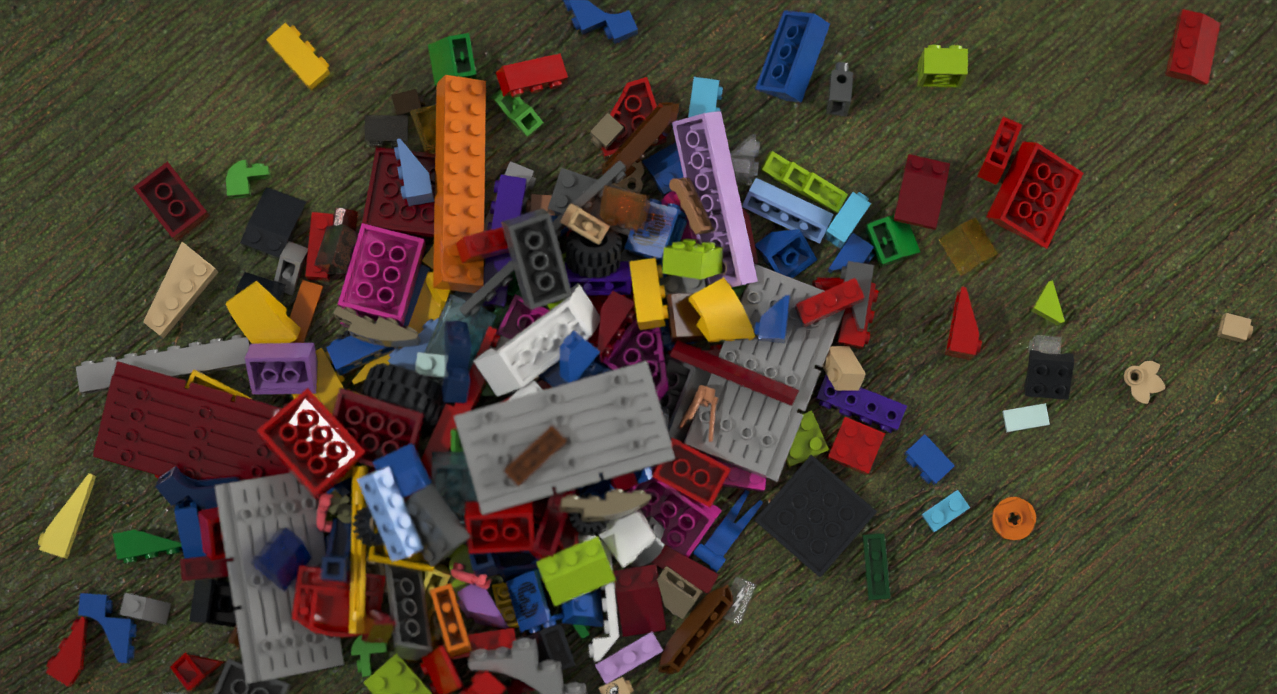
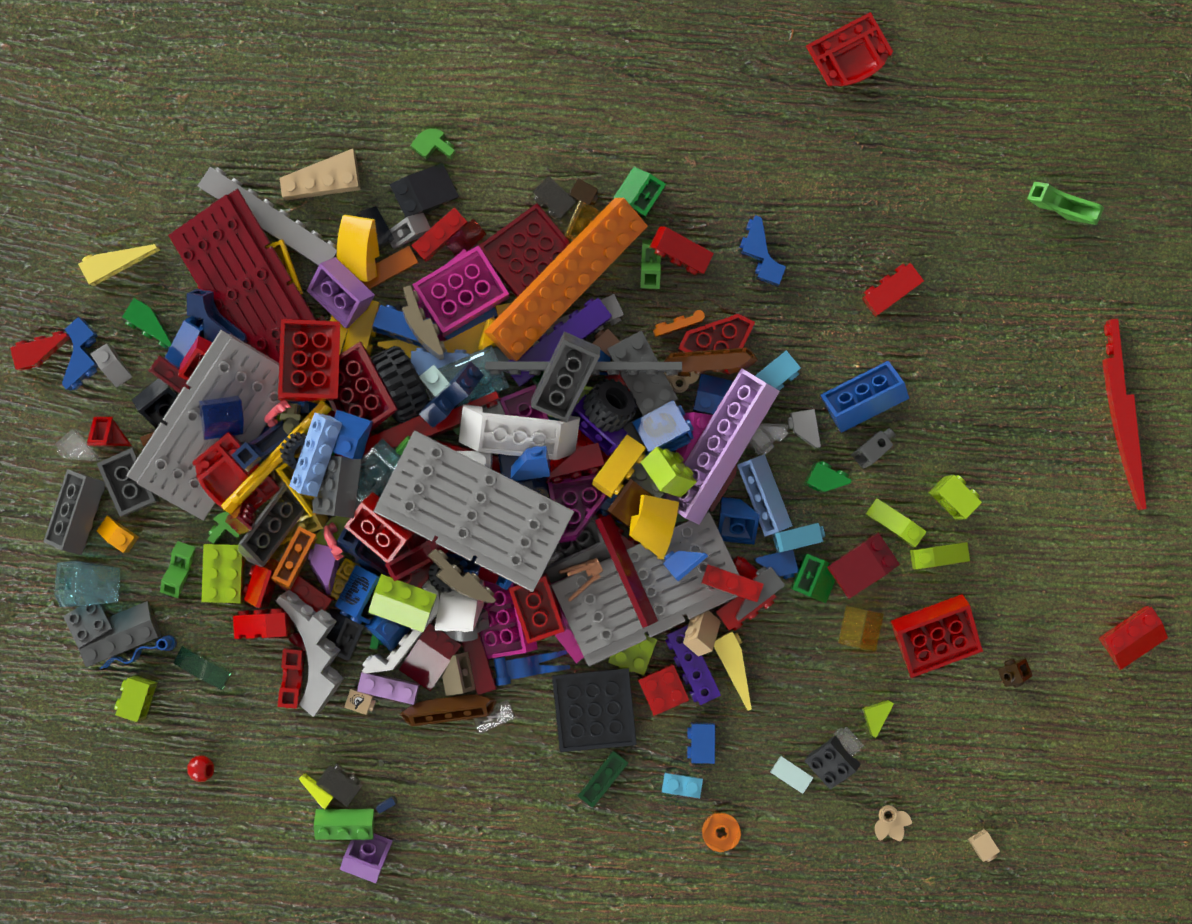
camera: 45 degrees right, 5 degrees up
(171, 201) = (371, 115): dark red brick -> none
(299, 55) = (543, 96): yellow brick -> none
(336, 249) = (446, 247): clear smoke brick -> none
(417, 182) = (540, 250): medium blue slope -> none
(482, 245) = (539, 334): red brick -> none
(535, 456) = (441, 506): reddish brown plate -> none
(577, 153) = (678, 324): none -> orange plate
(584, 224) = (619, 382): tan slope -> none
(606, 132) = (693, 334): dark tan brick -> none
(624, 208) = (655, 397): clear orange slope -> none
(691, 205) = (702, 435): medium nougat plate -> none
(768, 125) = (805, 426): none -> light grey slope
(804, 182) = (793, 485): lime slope -> none
(822, 151) = (823, 478): none -> green slope
(887, 368) = (731, 656): none -> light yellow slope
(915, 134) = (896, 523): none -> lime slope
(963, 331) = (803, 682): red slope -> none
(975, 128) = (939, 555): none -> lime slope
(999, 150) = (941, 585): red slope -> none
(1125, 164) = (1015, 672): none -> dark brown brick

